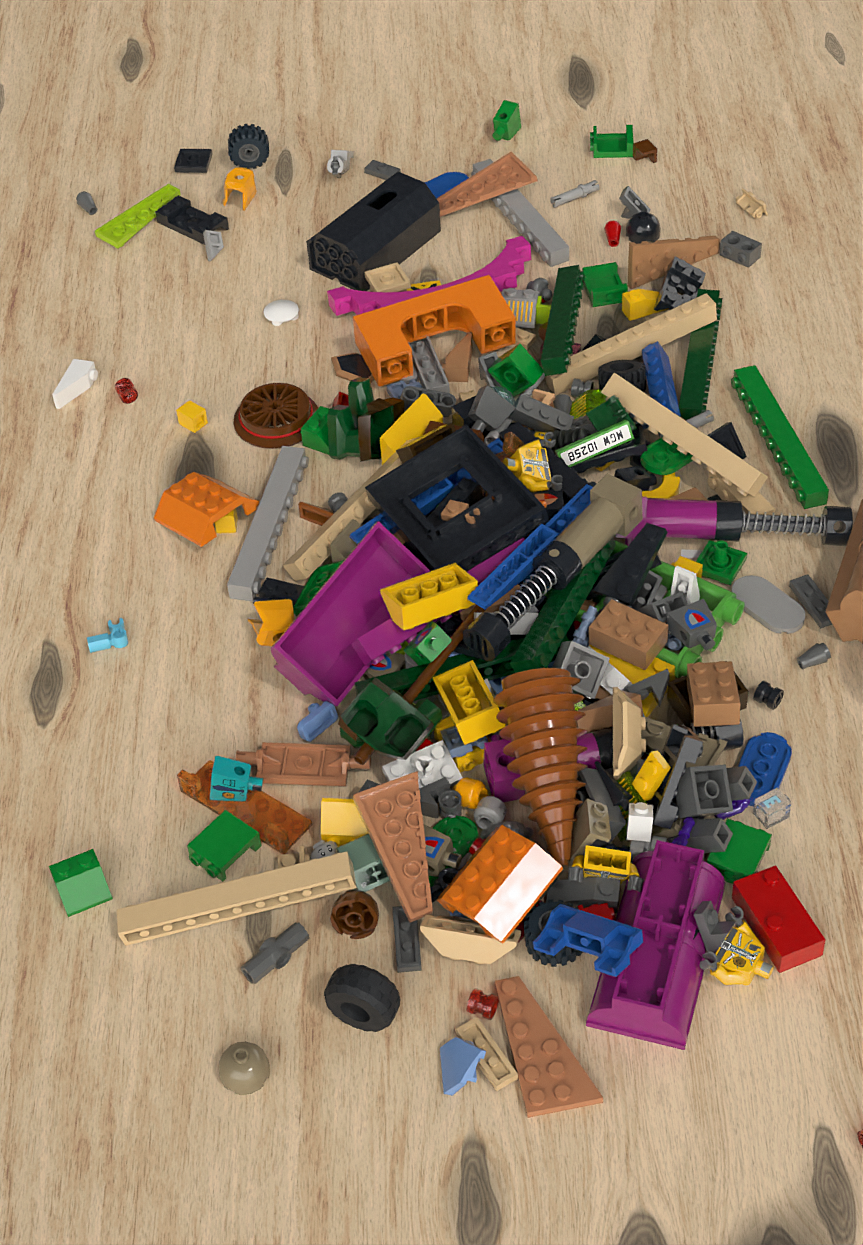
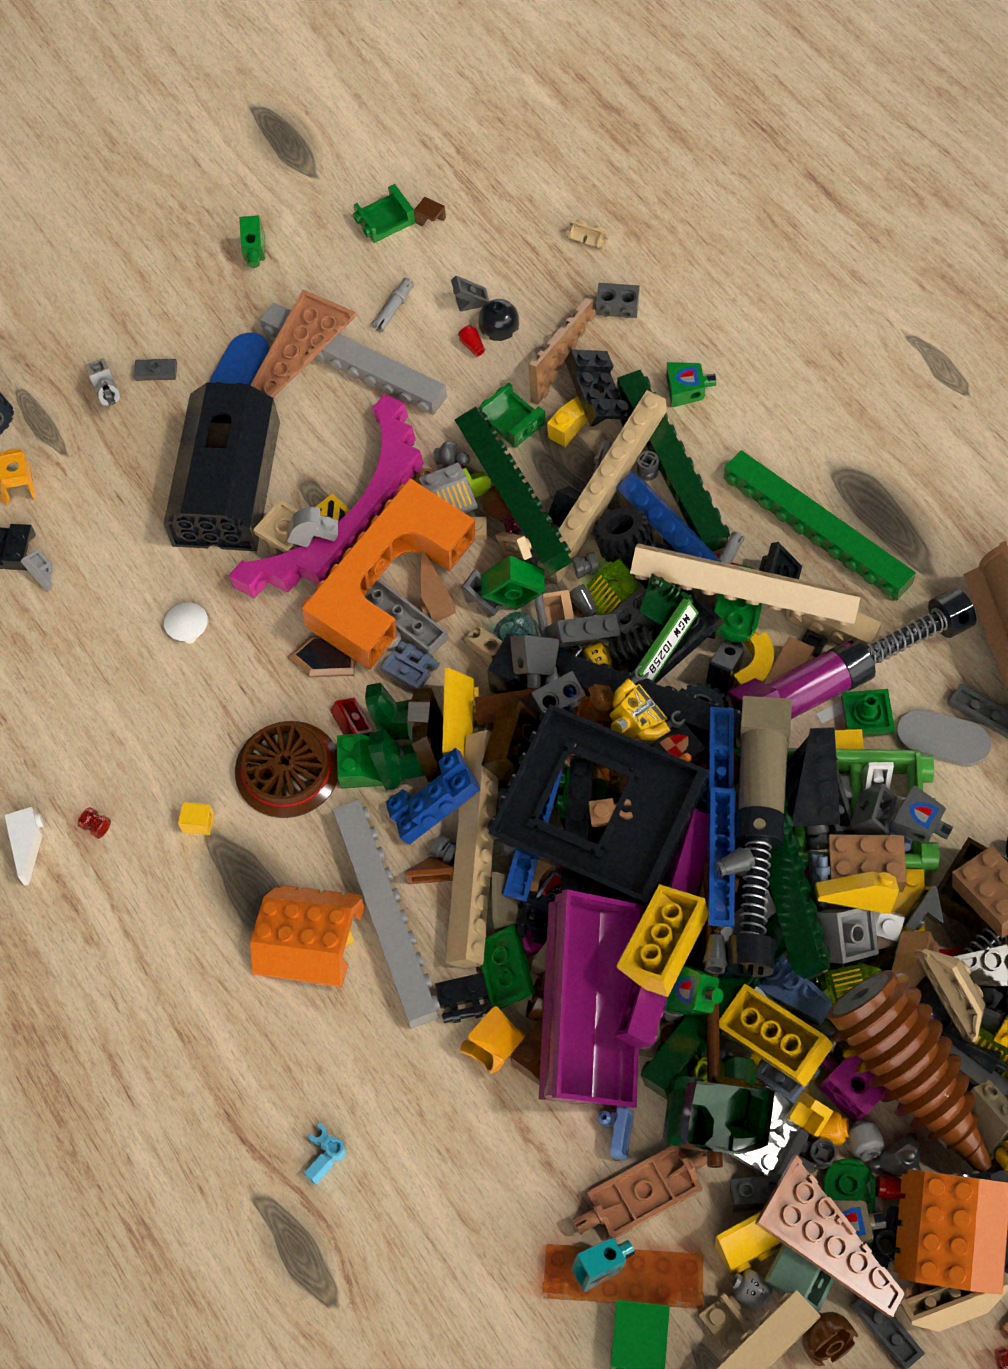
camera: 30 degrees left, 15 degrees up
(355, 467) = (435, 801): none -> blue bracket
(399, 277) = (310, 523): none -> light grey brick
(441, 400) = (449, 660): dark grey beam -> none
(457, 769) = (809, 1114): none -> yellow panel
(458, 624) = (715, 955): none -> dark grey cone
(487, 431) = (554, 691): none -> dark grey brick
(517, 568) = (736, 862): none -> dark grey cone
(536, 348) = (514, 545): none -> tan plate
(611, 644) = (862, 891): none -> yellow slope
(679, 350) = (648, 465): none -> dark grey wheel
(751, 315) = (687, 382): none -> green torso

